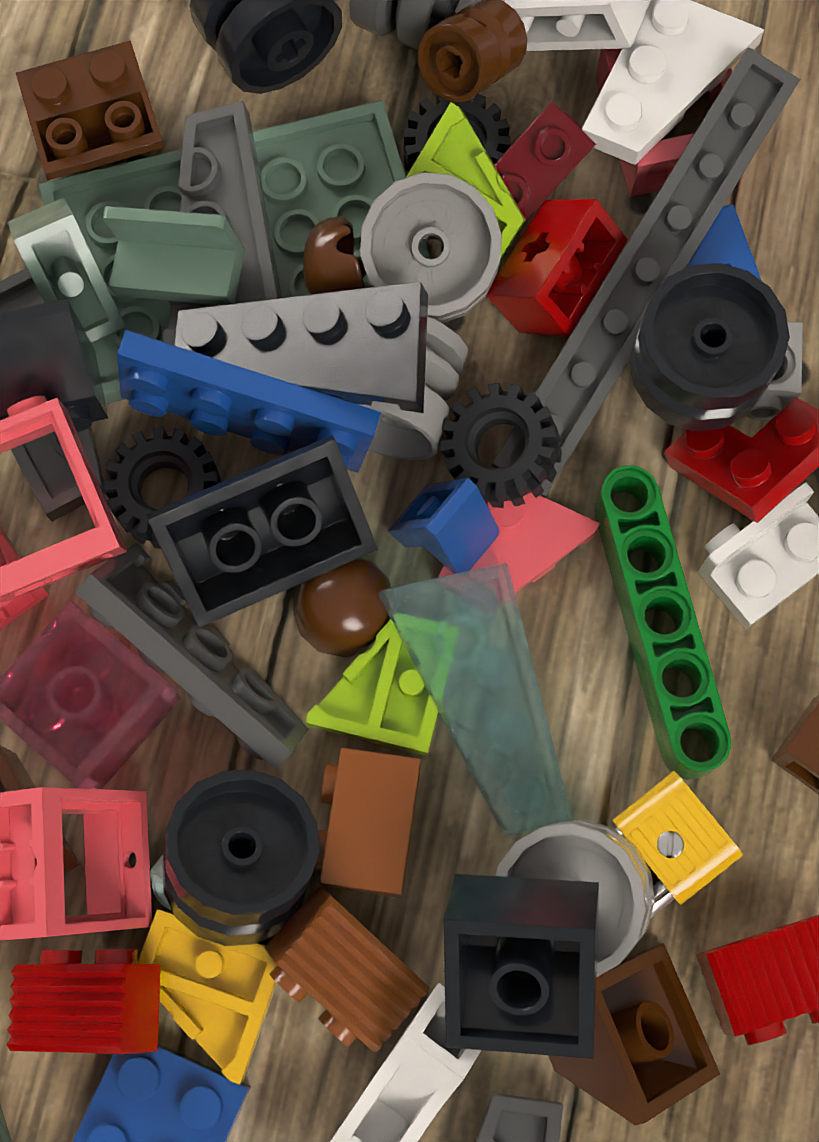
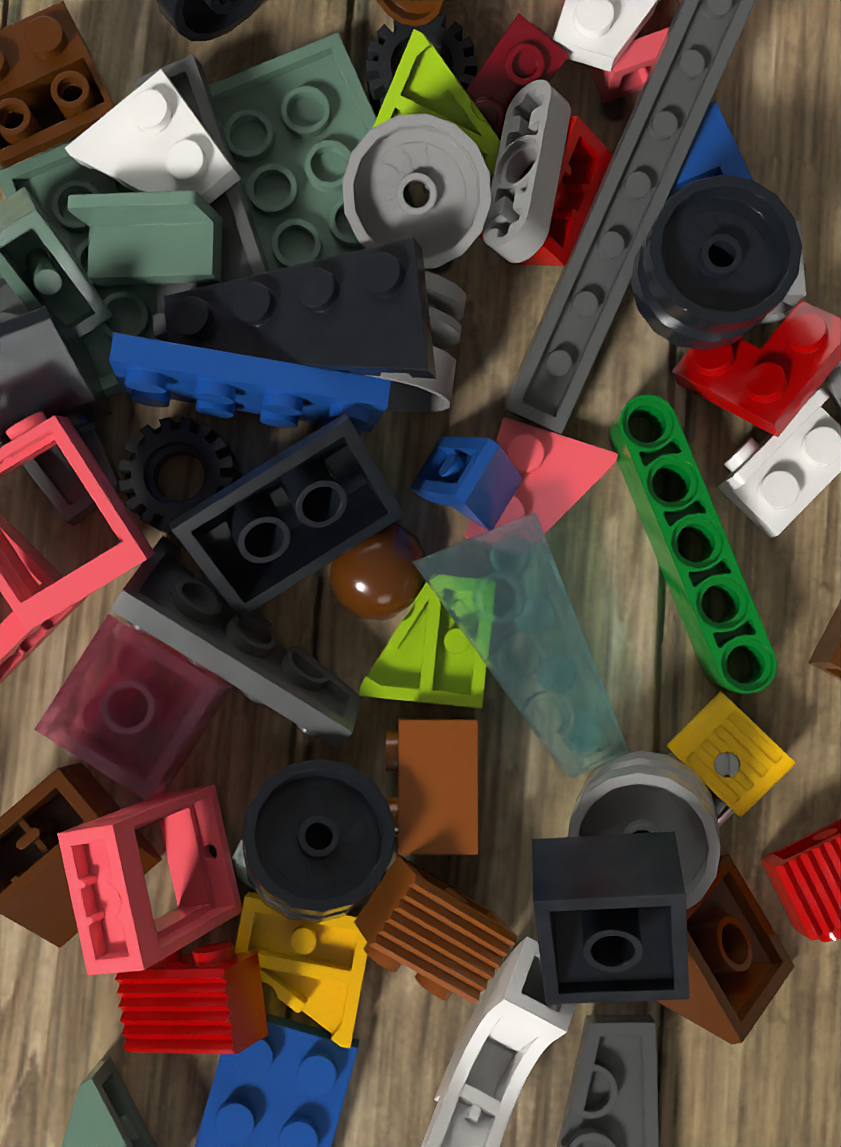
camera: 10 degrees left, 10 degrees up
(193, 173) = (155, 144): none -> white wing
(330, 258) = (312, 223): reddish brown hair -> none
(496, 409) = (507, 353): black tyre -> none
(540, 243) = (523, 209): none -> light grey beam

